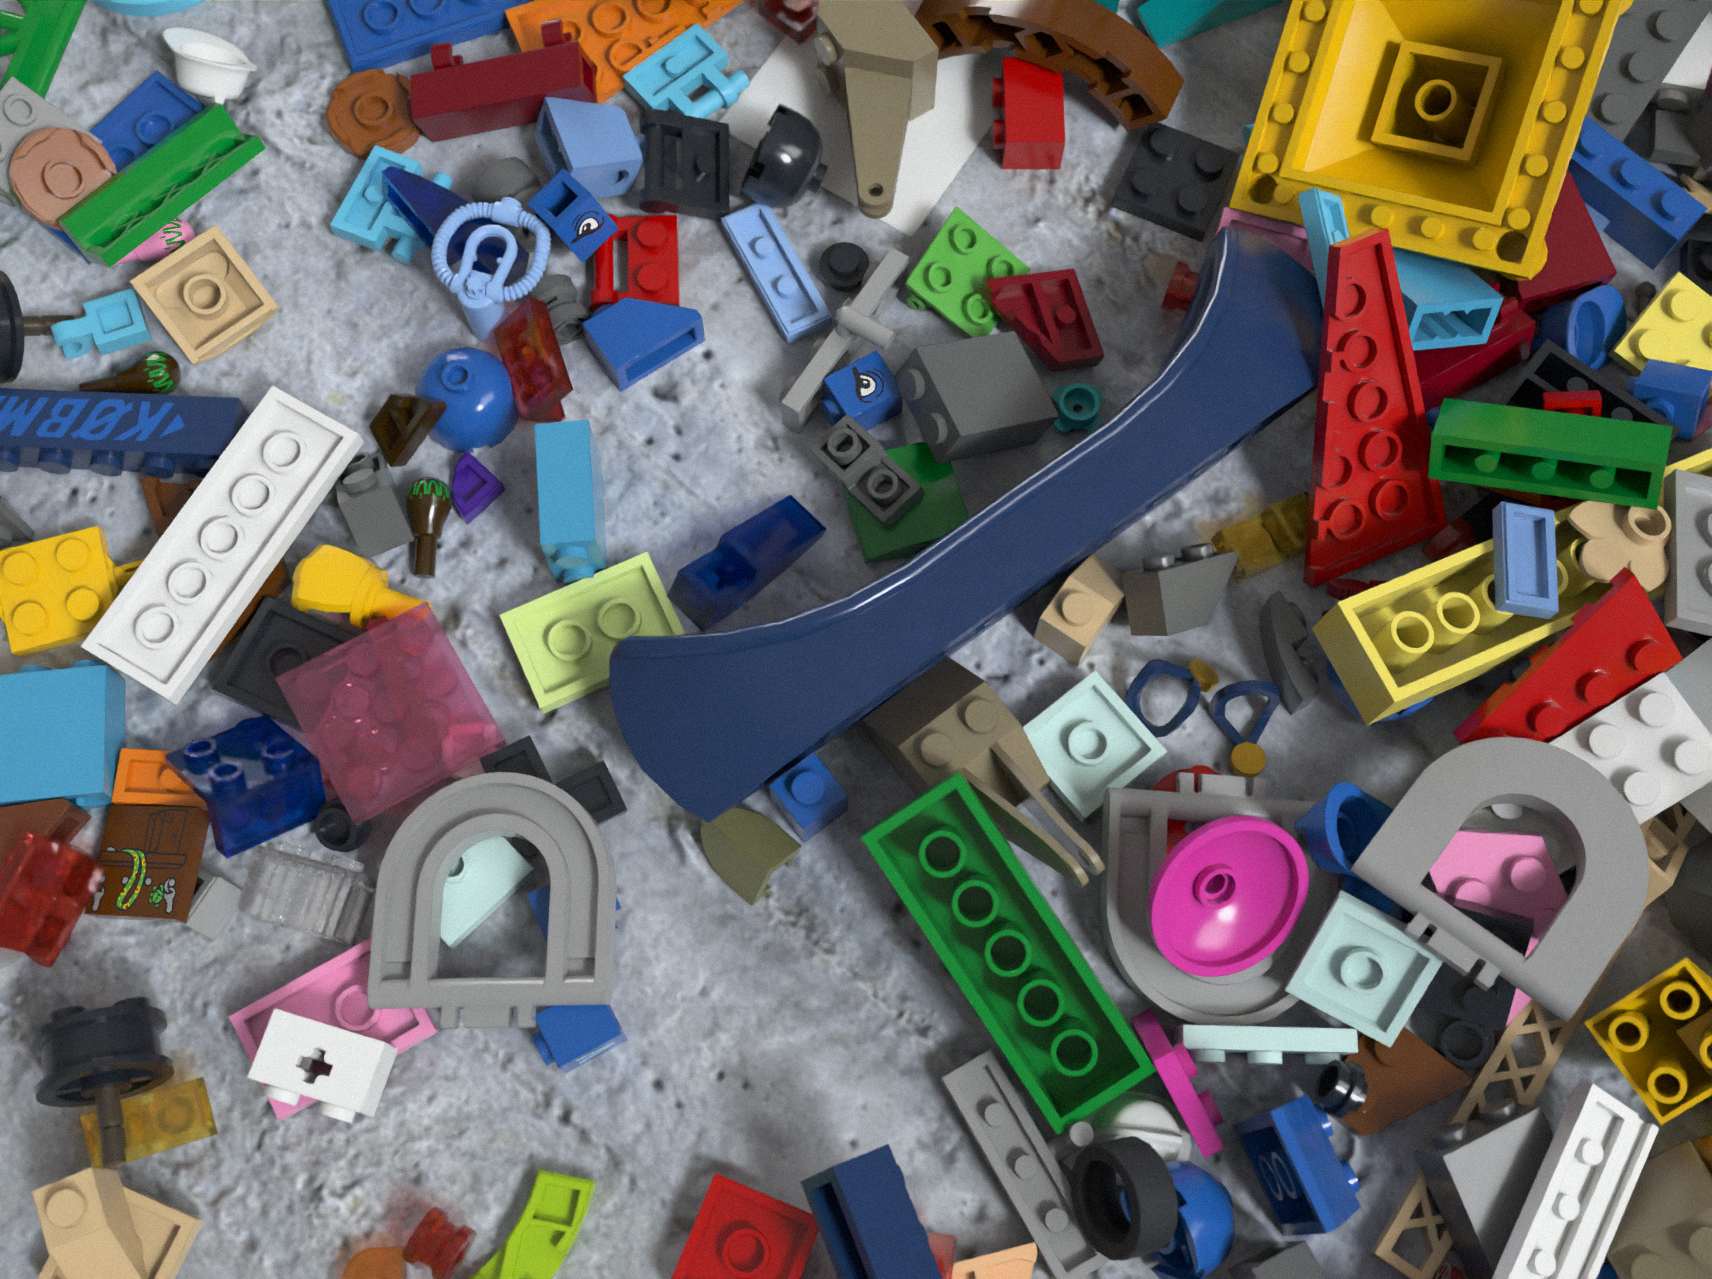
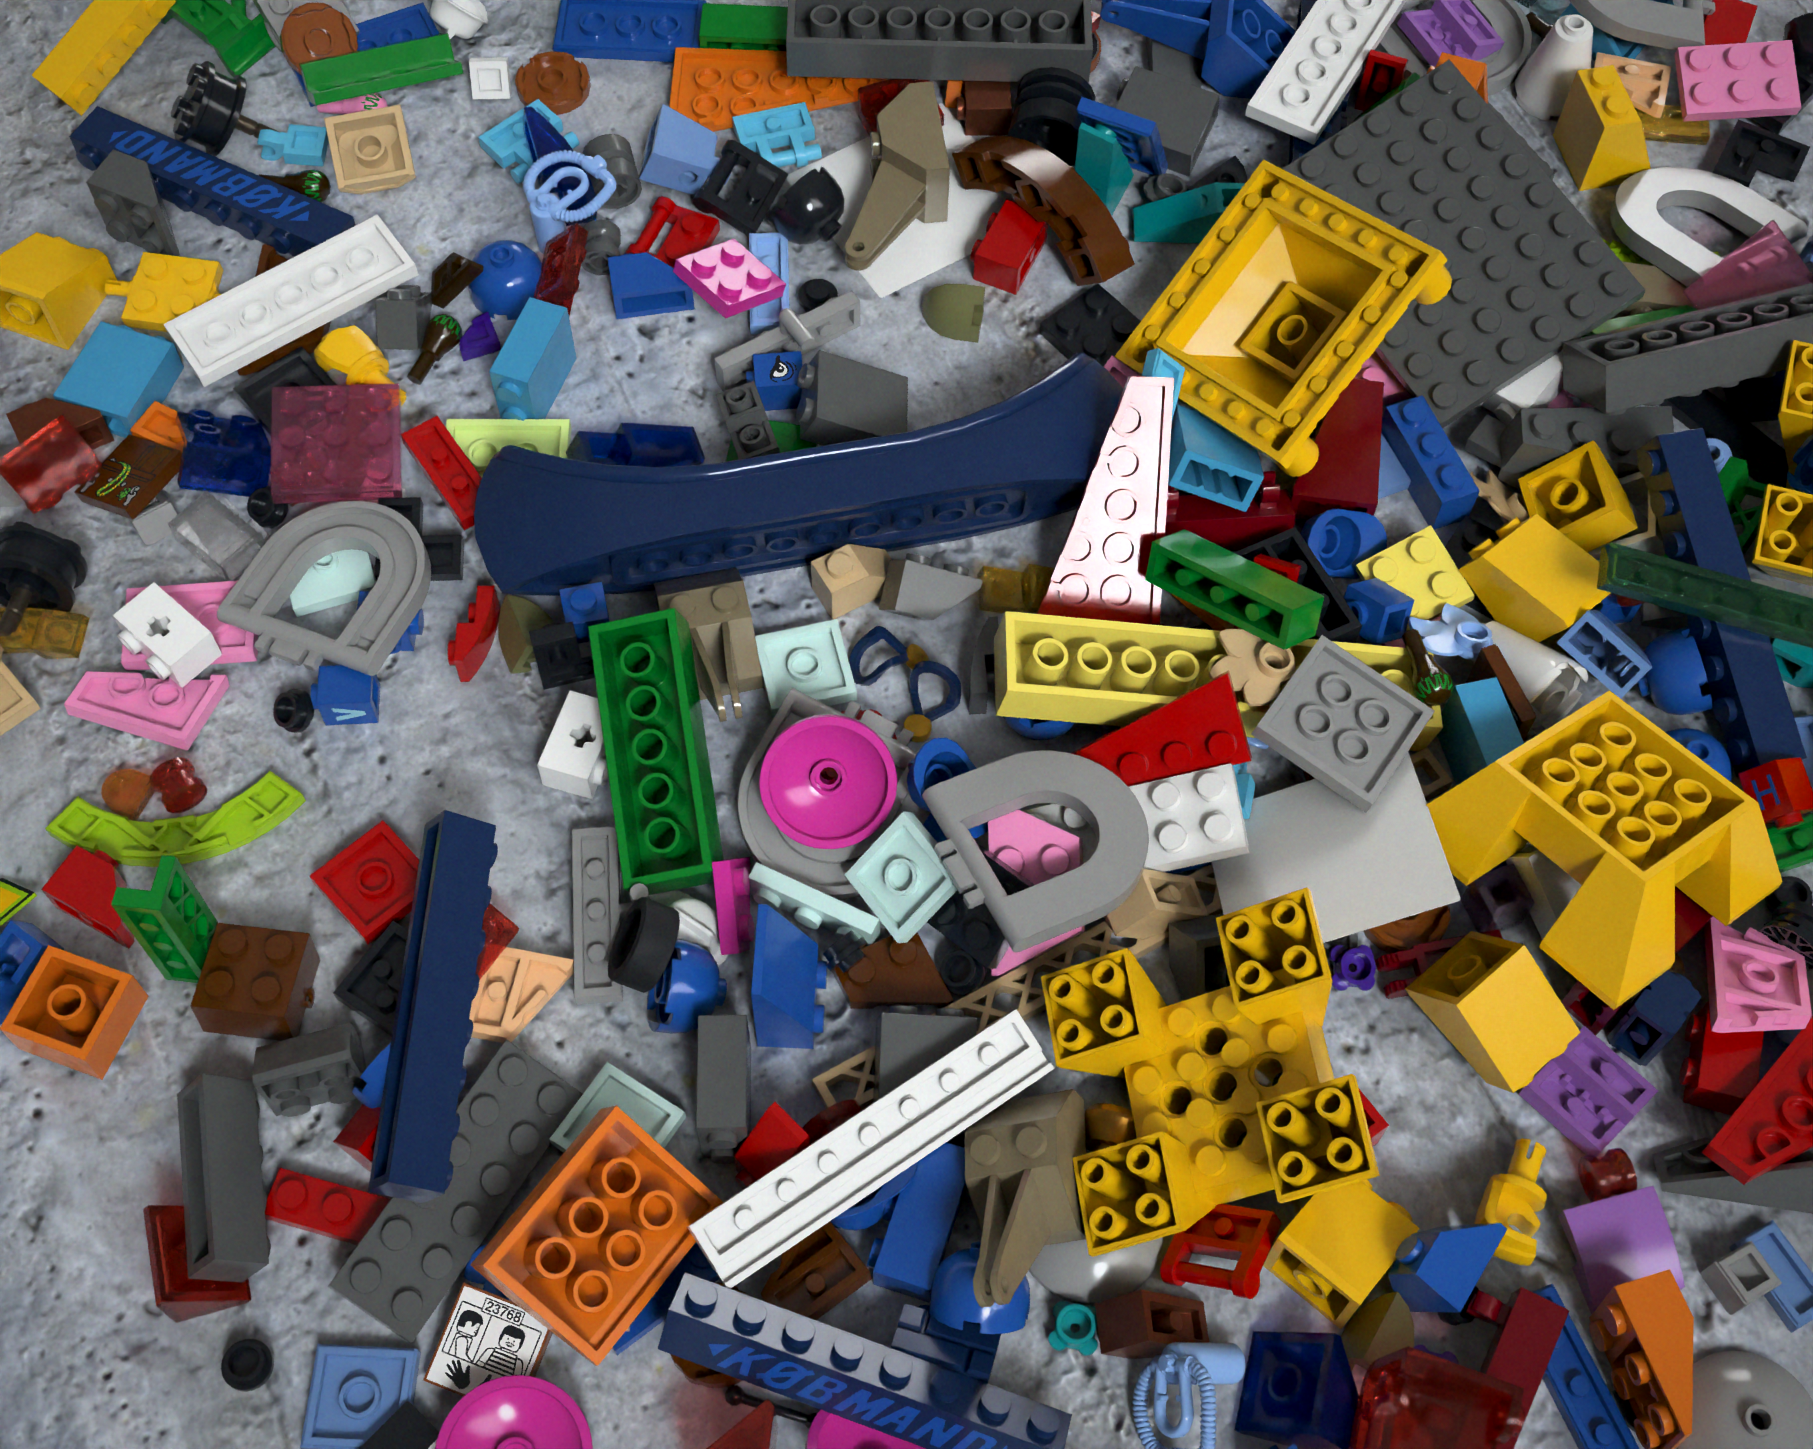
camera: 25 degrees right, 10 degrees down
(300, 140) = (490, 78): none -> white tile
(338, 1159) = (147, 705): none -> bright pink wing
(499, 91) = (636, 93): dark red brick -> none
(525, 1078) = (293, 710): none -> black plate
(546, 686) = (445, 468): none -> red plate
(573, 215) = (639, 186): blue brick -> none
(690, 891) = (476, 637): none -> red slope
(740, 290) = (729, 278): none -> dark pink plate
(817, 861) = (560, 656): none -> black plate
(888, 997) = (575, 749): none -> white brick
(955, 271) = (900, 332): bright green hinge -> none
(1015, 217) = (955, 311): none -> olive brick
(1048, 316) = (941, 379): dark red wing -> none
(1525, 560) = (1166, 646): medium blue tile -> none

